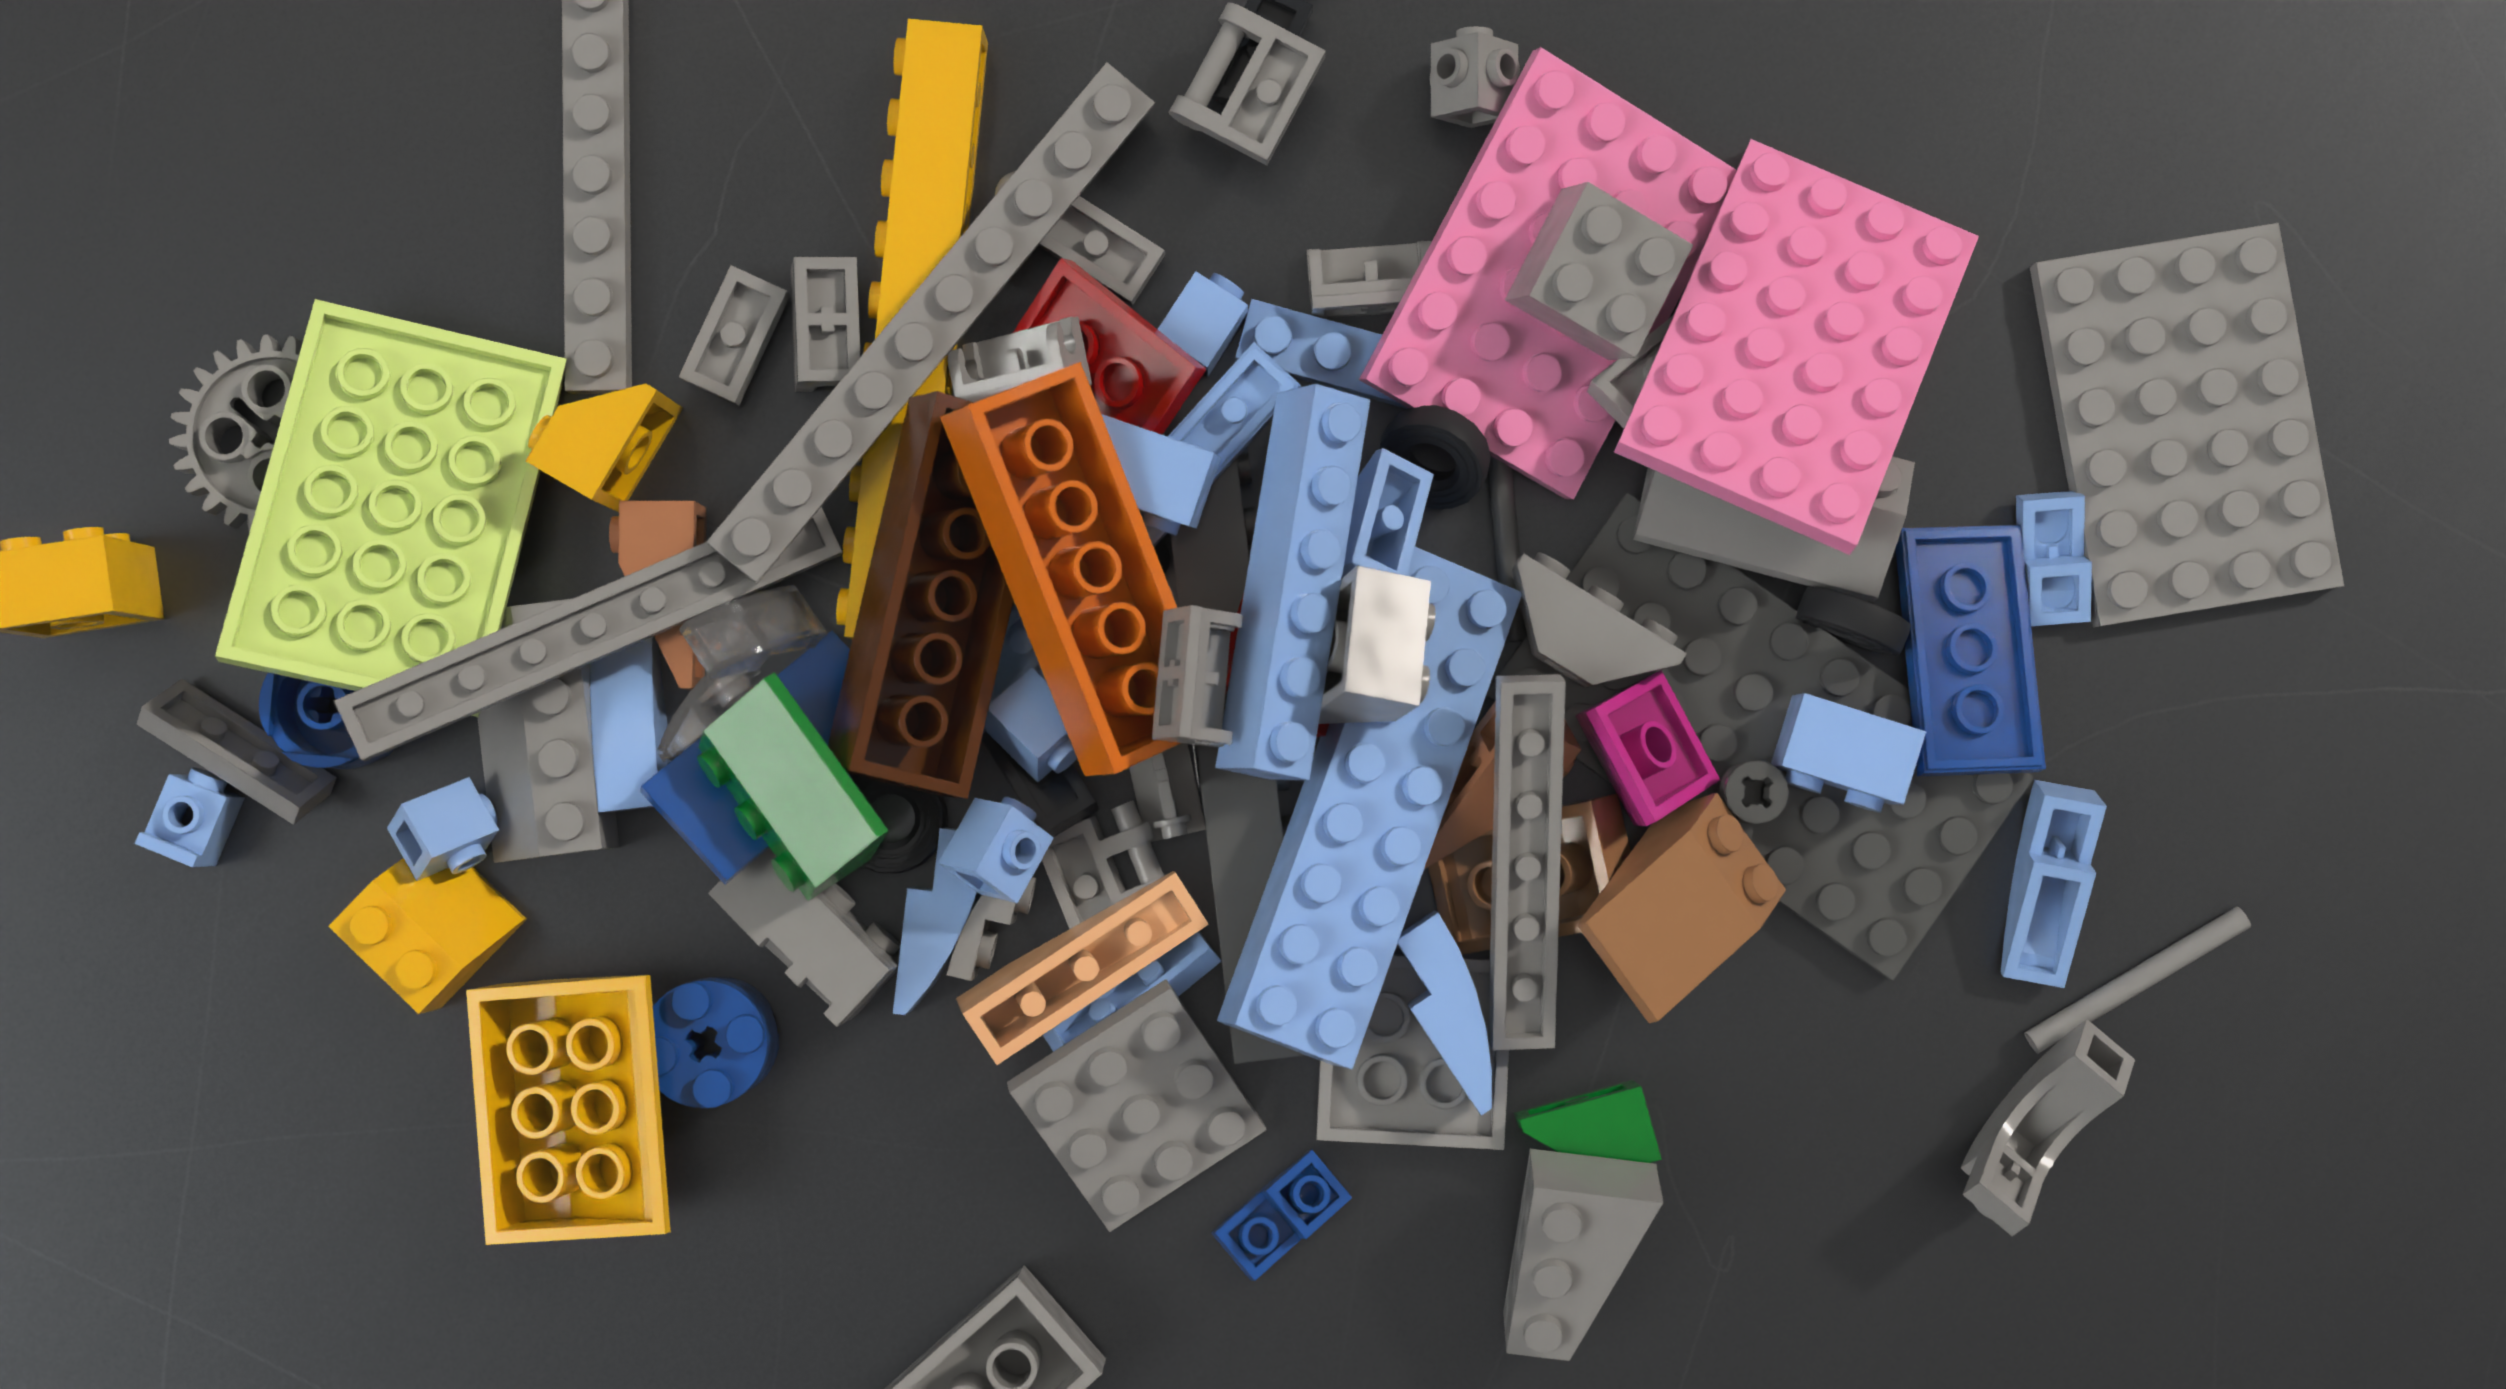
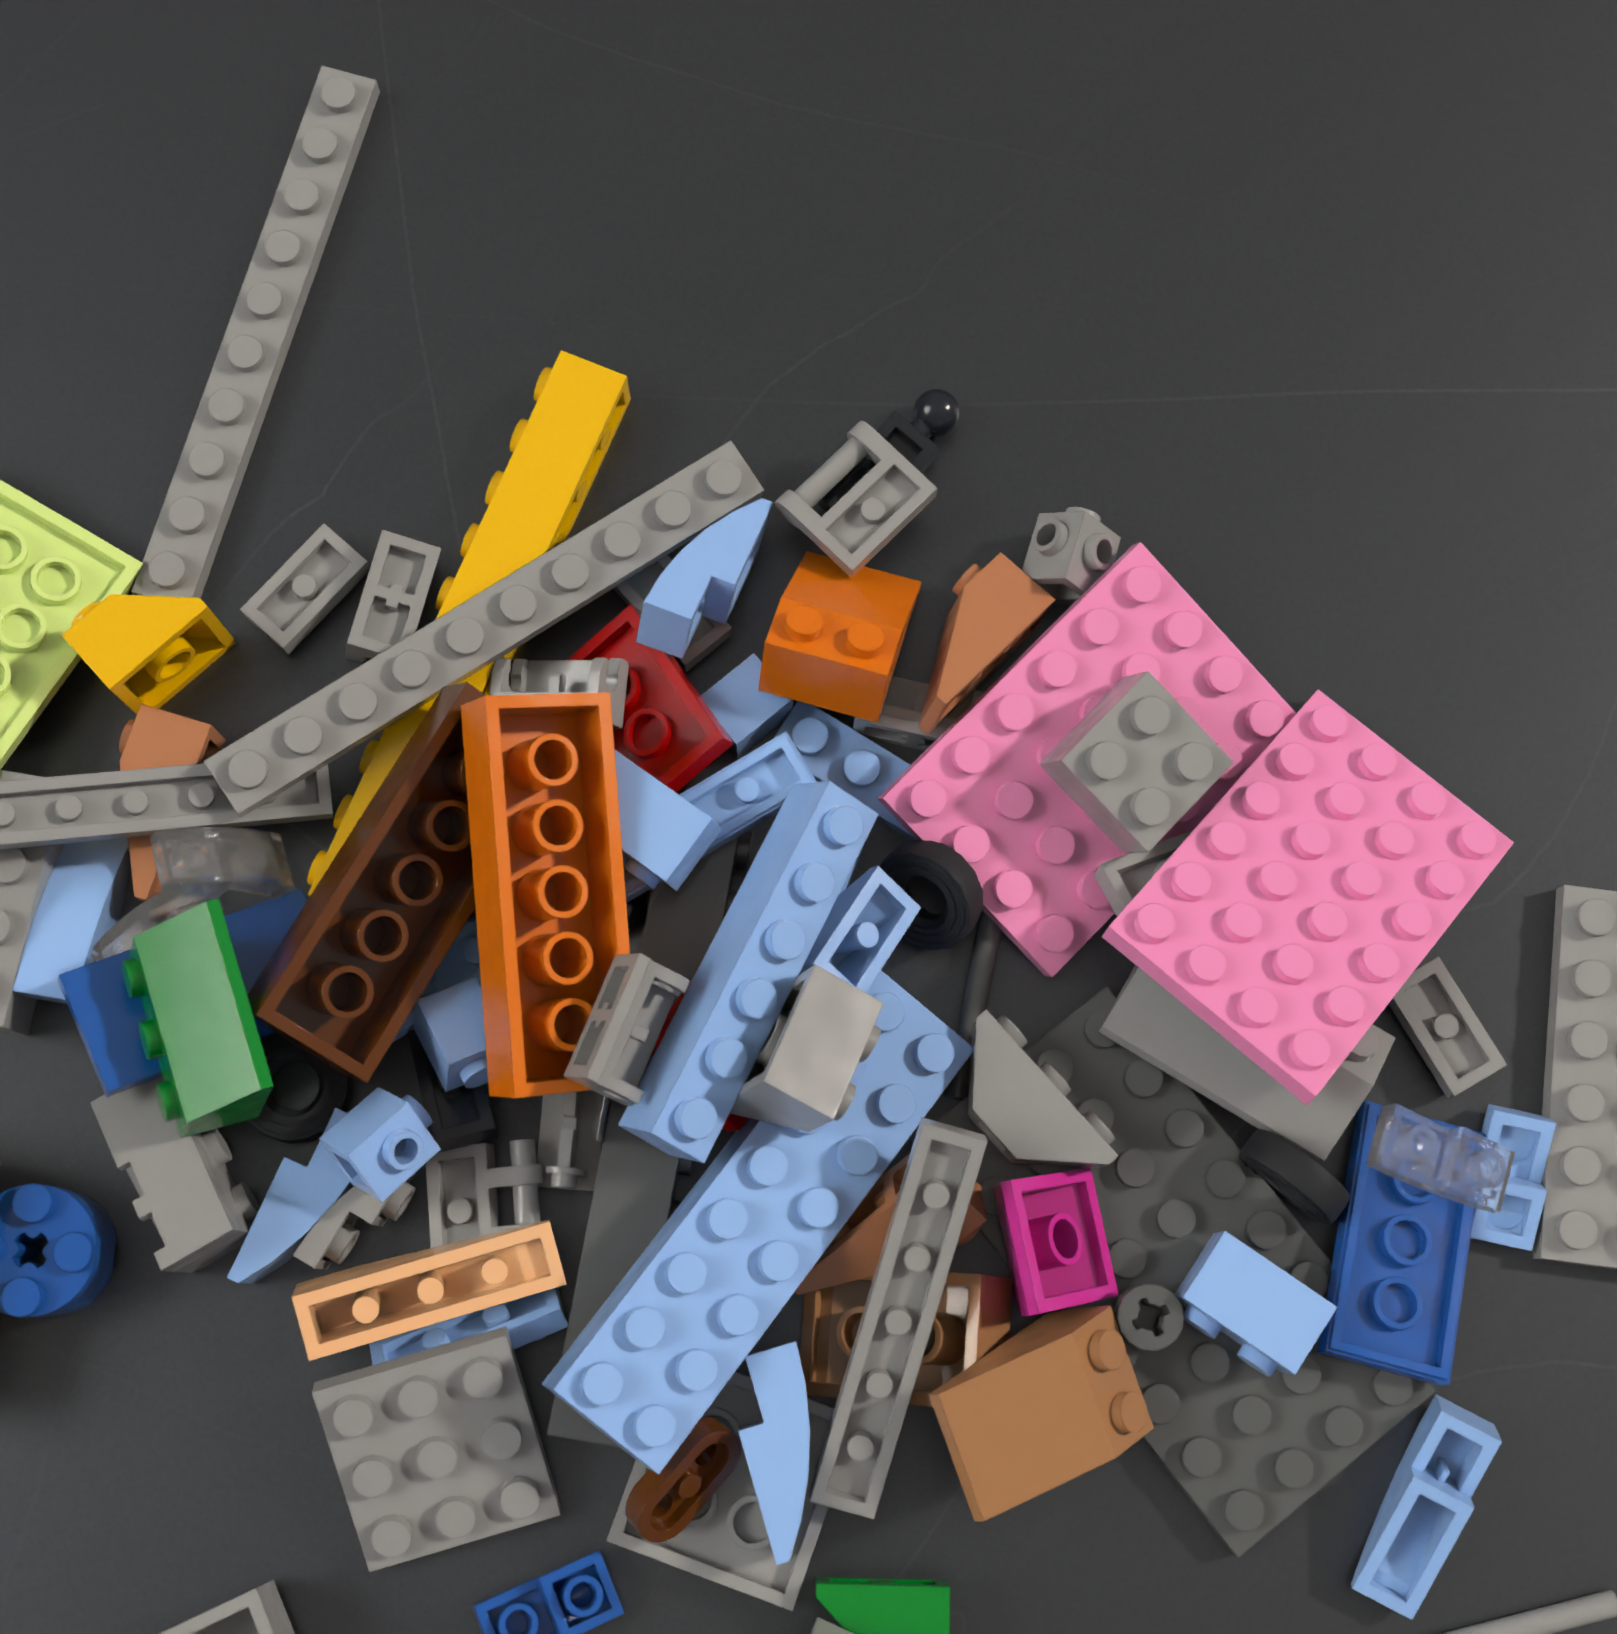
camera: 15 degrees right, 10 degrees down
(1125, 213) = (703, 579): none -> light blue slope
(1274, 228) = (838, 637): none -> orange slope
(1363, 1092) = (668, 1501): none -> reddish brown plate
(1407, 181) = (986, 625): none -> nougat slope
(1959, 437) = (1445, 1029): none -> light grey plate
(1985, 563) = (1439, 1159): none -> clear slope

